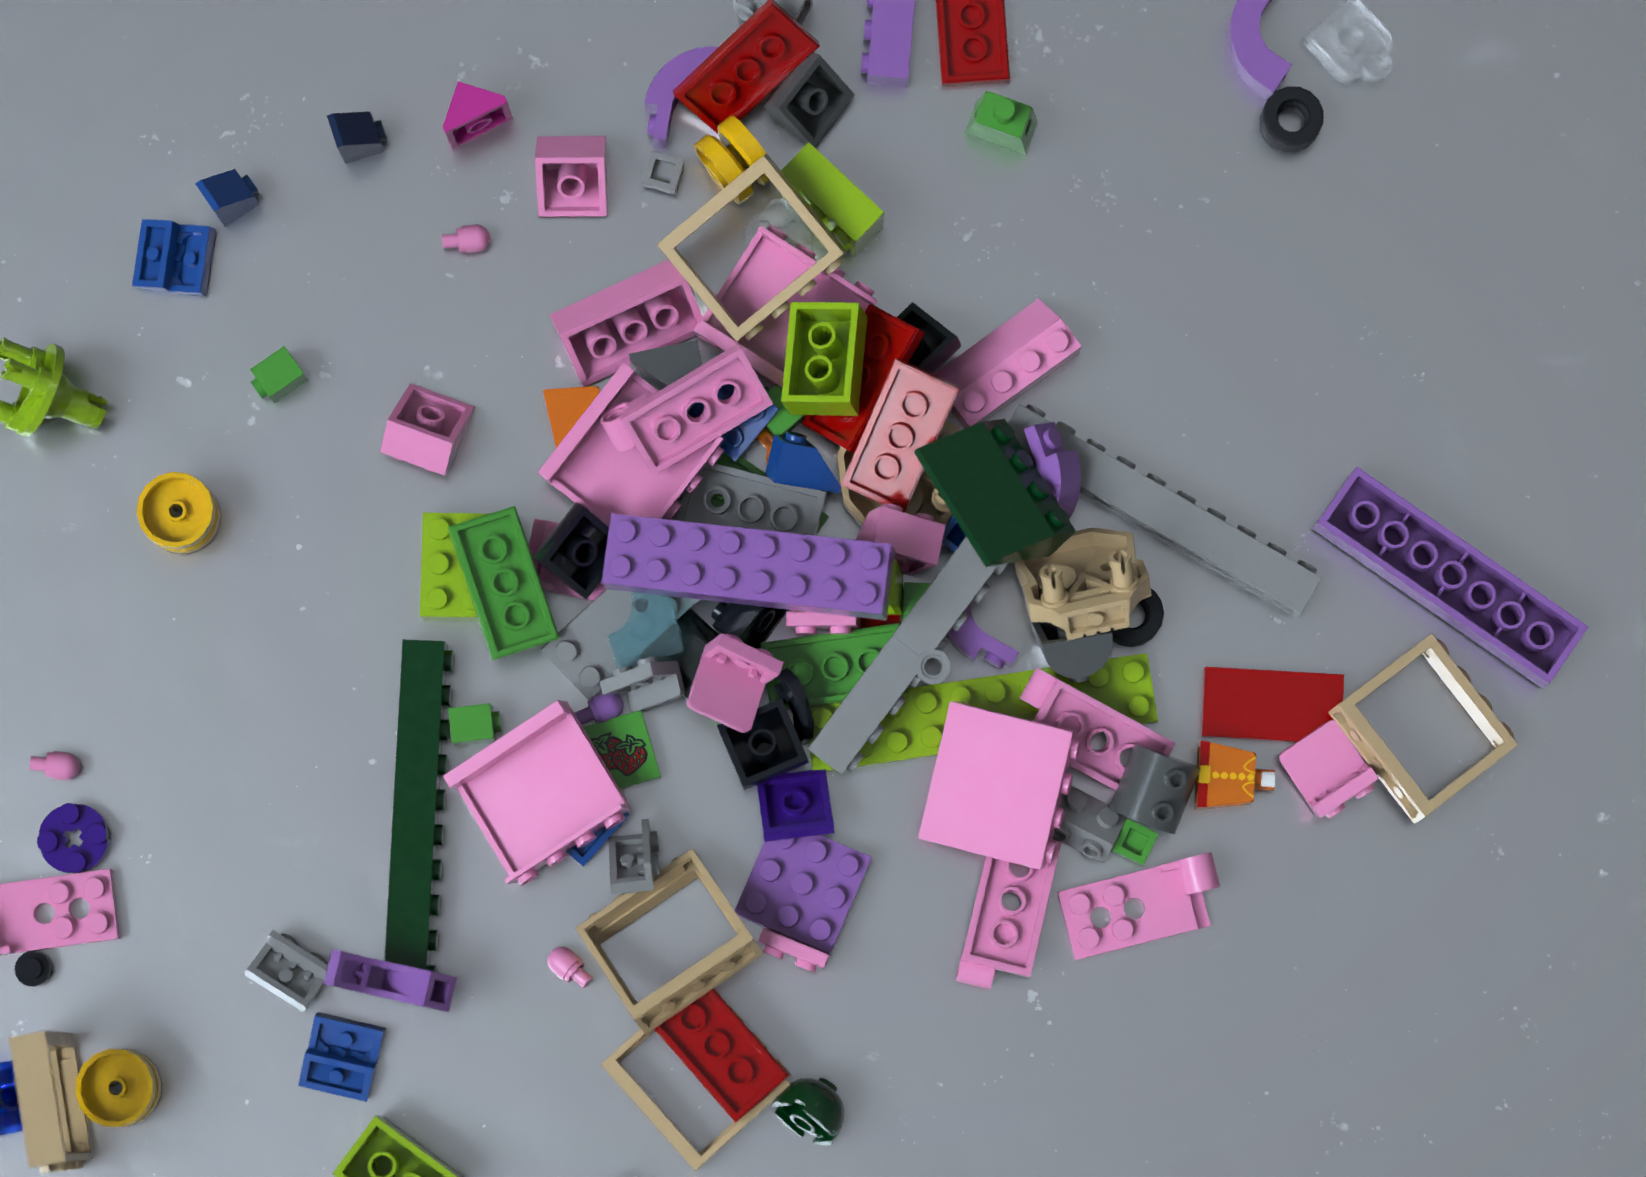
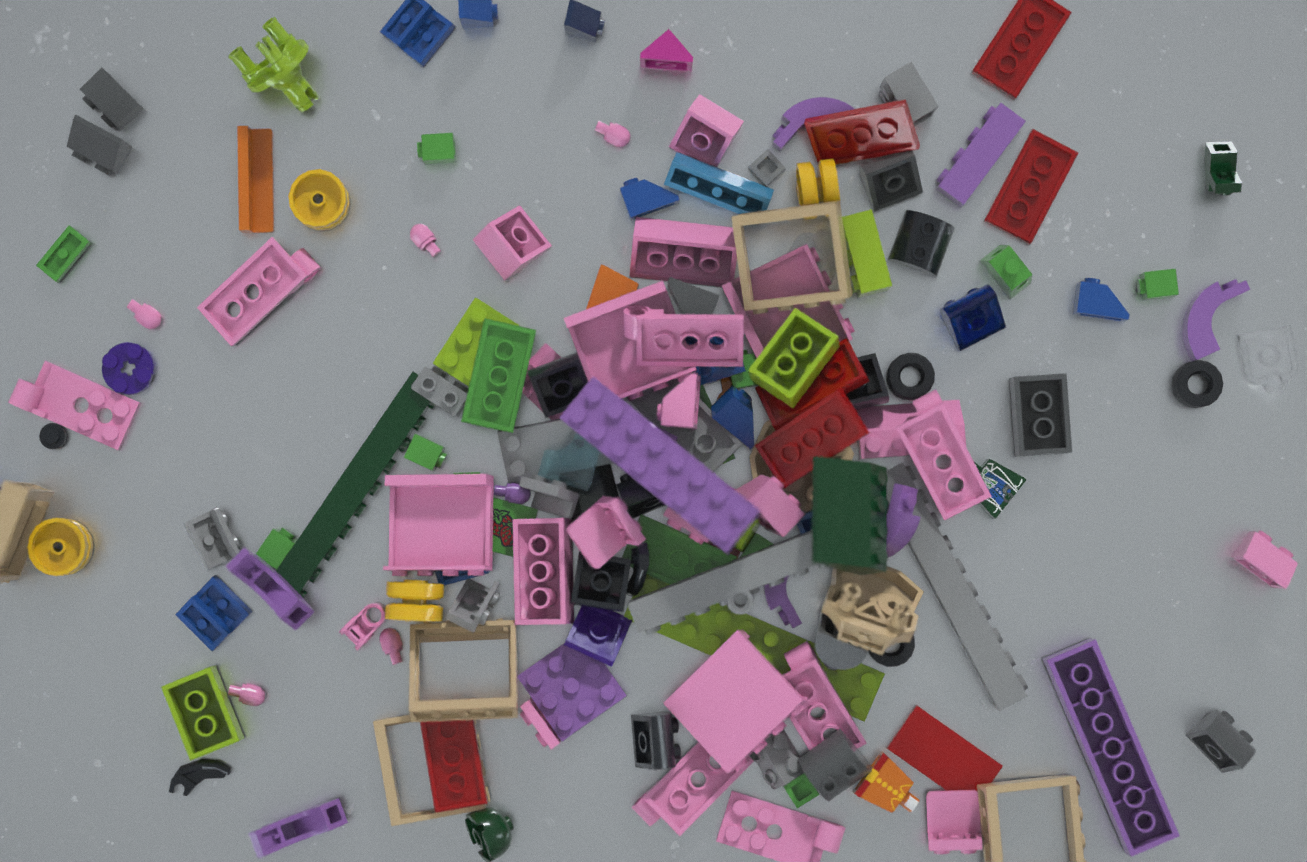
camera: 30 degrees right, 5 degrees up
(91, 537) = (255, 180): none -> orange panel
(176, 627) = (275, 276): none -> bright pink hinge
(325, 486) = (424, 239): none -> bright pink cylinder
(368, 934) = (276, 547): none -> bright green brick
(438, 1124) = (248, 694): none -> bright pink cylinder
(447, 642) = (439, 390): none -> light grey bracket
(523, 963) = (361, 627): none -> bright pink piece
(548, 287) = (646, 197): none -> blue slope
(561, 893) = (414, 600): none -> yellow wheel
(619, 224) = (717, 185): none -> dark azure brick
(689, 774) = (543, 571): none -> bright pink slope
(730, 488) = (681, 405): none -> bright pink slope
(887, 150) = (921, 242): none -> black brick
(934, 887) = (655, 740): none -> black brick
(974, 284) = (915, 360): none -> black tyre
(996, 196) = (973, 316): none -> clear blue brick
(1028, 359) = (931, 436): none -> bright pink hinge
(1125, 96) = (1098, 301): none -> blue slope
(1133, 369) = (1001, 484): none -> torso
(1139, 258) = (1040, 415): none -> dark grey brick
(1178, 37) = (1158, 284): none -> bright green brick
(1489, 266) = (1266, 560): none -> bright pink slope
(1569, 496) = (1222, 742): none -> dark grey brick

